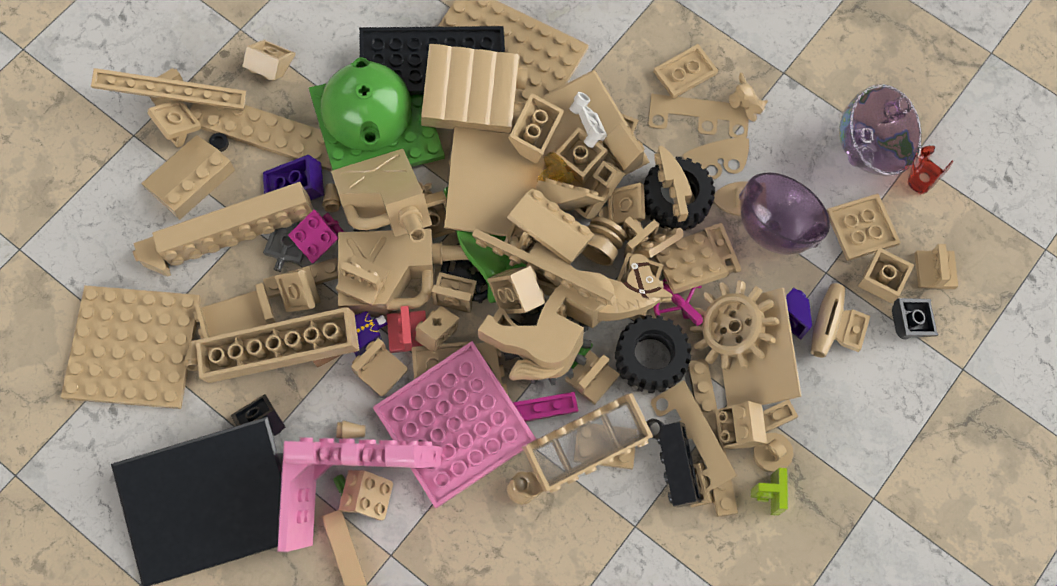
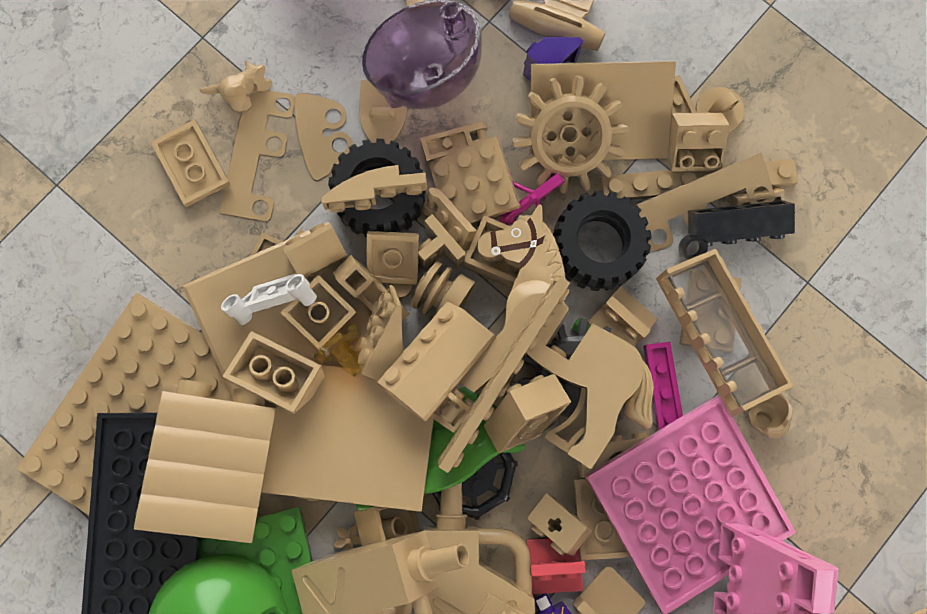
camera: 90 degrees left, 10 degrees up
(453, 292) = (507, 499): tan bracket -> none
(776, 491) = (776, 111): lime bracket -> none

